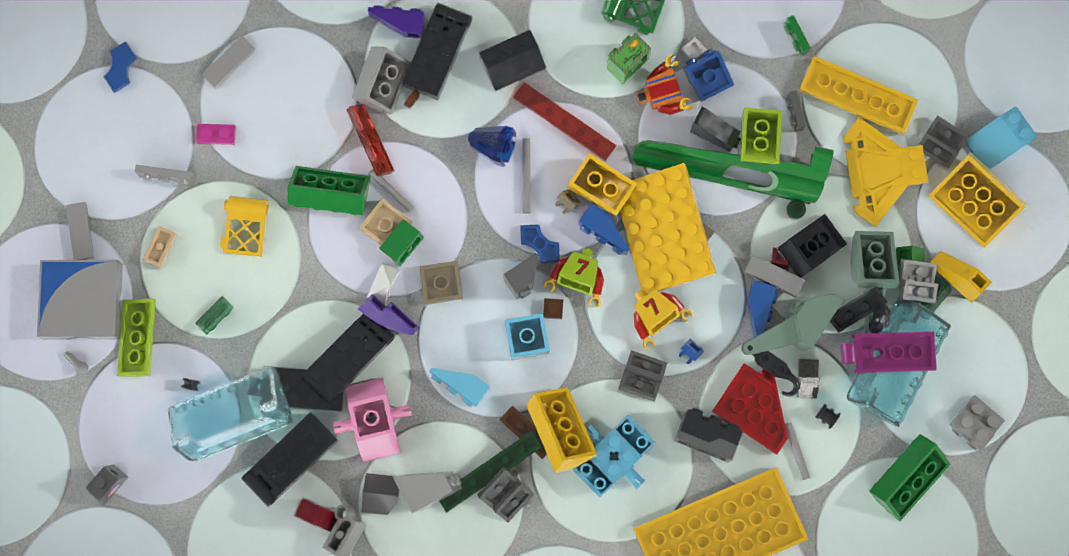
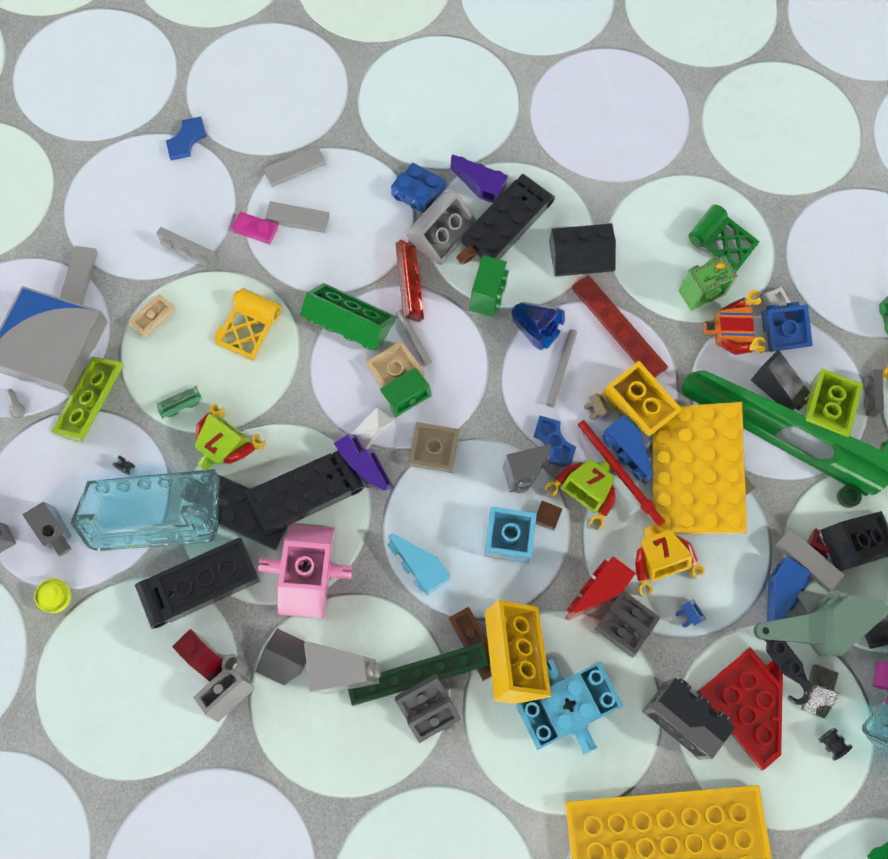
camera: 15 degrees right, 10 degrees down
(145, 452) = (45, 519): none -> dark grey torso
(178, 507) = (53, 595): none -> neon yellow plate
(250, 111) = (297, 217): none -> light grey tile
(263, 337) = (222, 441): none -> lime torso
(346, 46) = (417, 187): none -> blue plate
(440, 122) = (489, 286): none -> green brick
(617, 352) = (609, 583): none -> red slope
(631, 274) = (647, 505): none -> red bar
(797, 451) = (787, 776): light grey bar -> none

